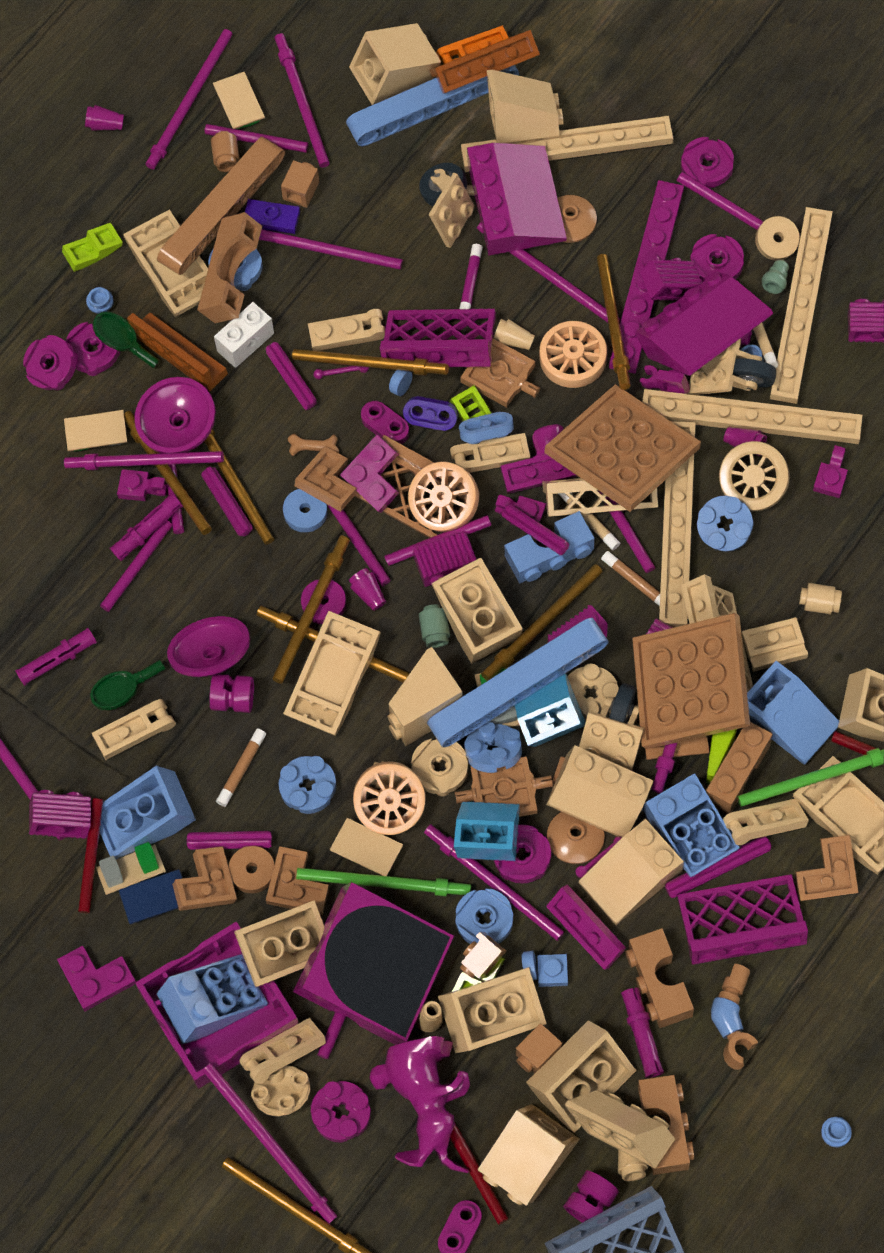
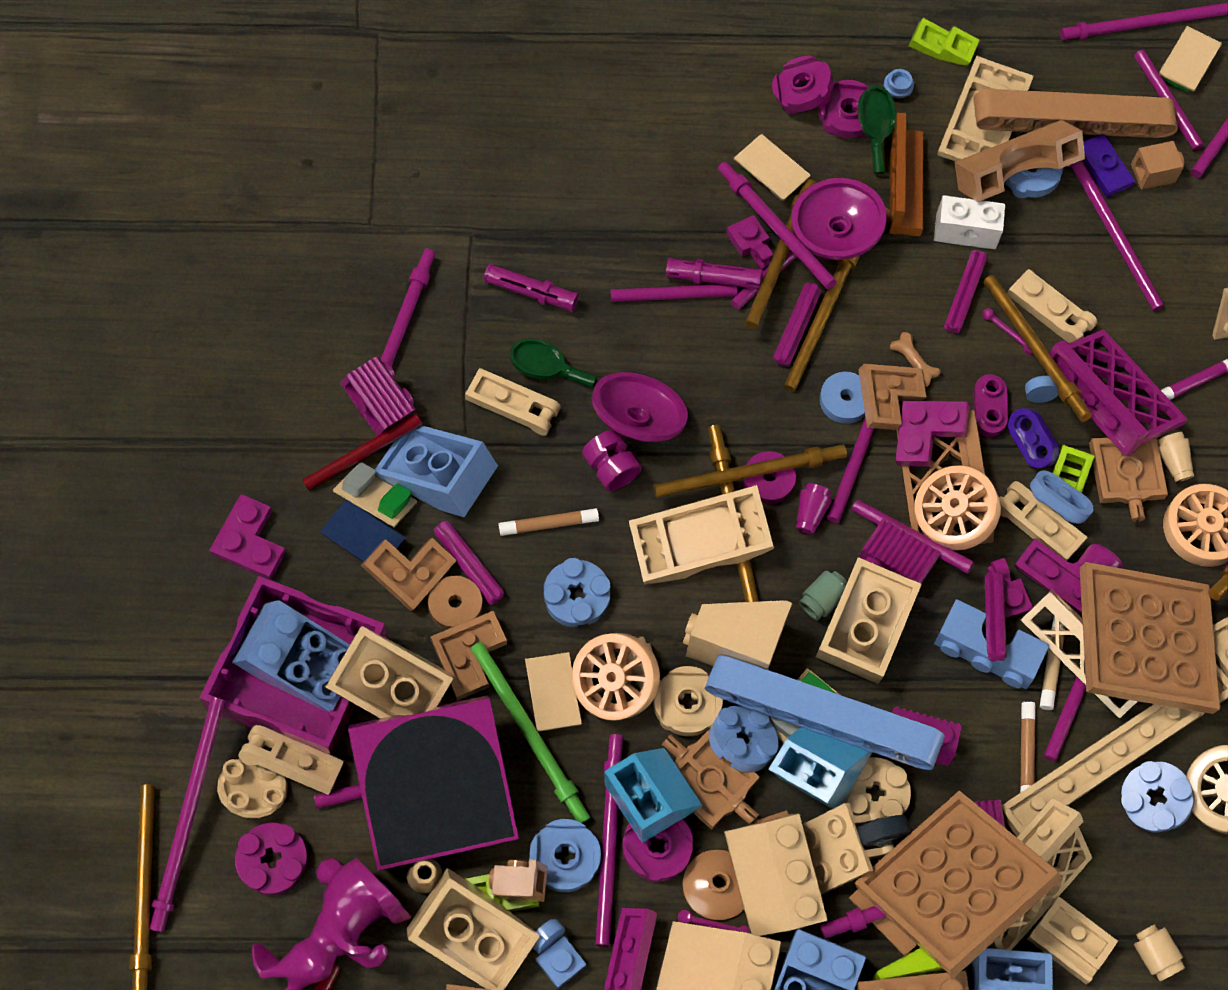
camera: 45 degrees right, 0 degrees up
(225, 150) = (1132, 80): medium nougat brick -> none
(506, 656) = (843, 684): pearl gold bar -> none

